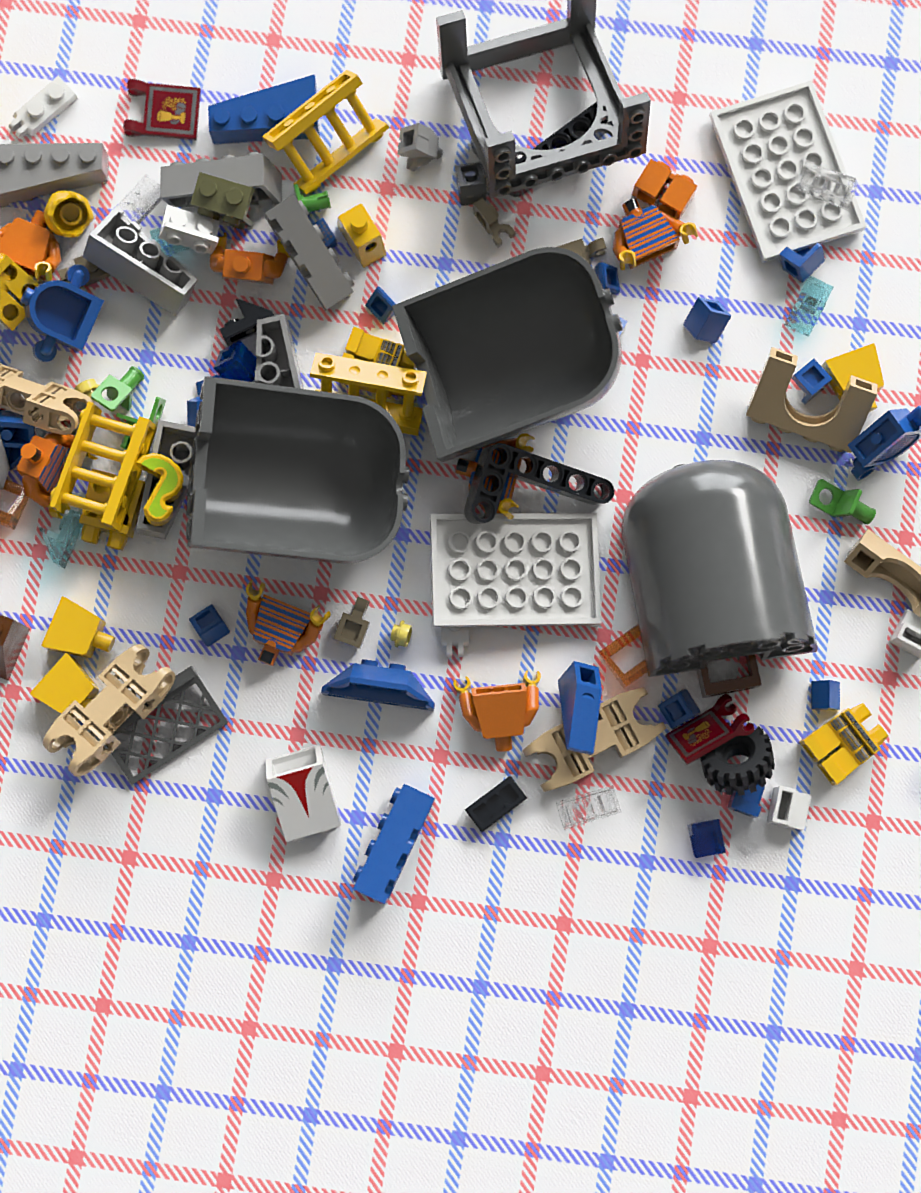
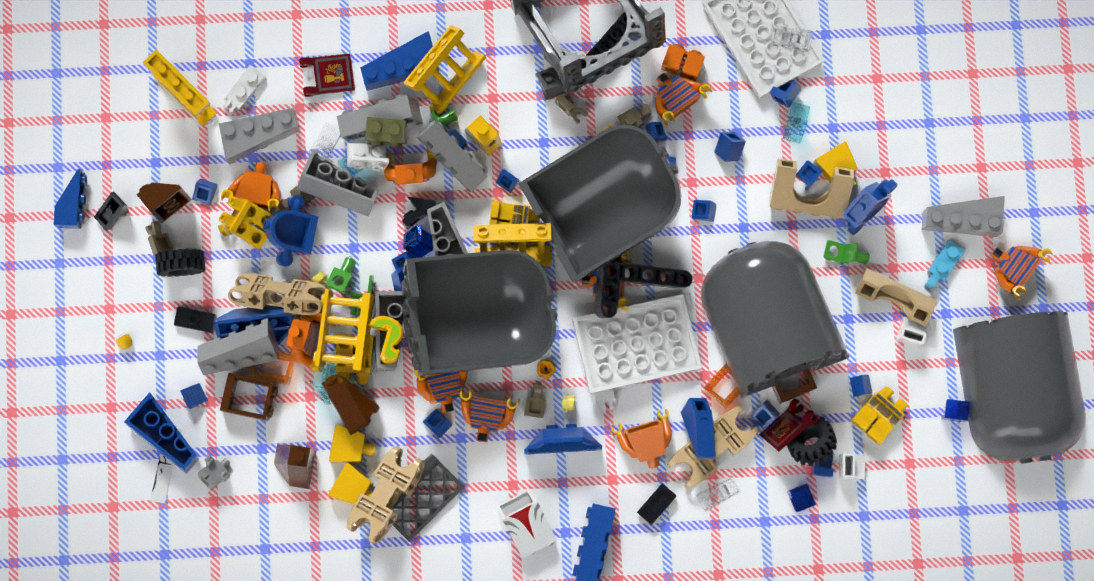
camera: 15 degrees left, 0 degrees up
(68, 214) = (279, 161): yellow hair -> none
(88, 568) = (350, 402): none -> reddish brown slope
(224, 573) = (441, 388): none -> orange torso
(379, 572) = (546, 374): none -> light orange plate
(419, 145) = (509, 65): light grey piece -> none
(651, 402) = (704, 210): none -> blue slope

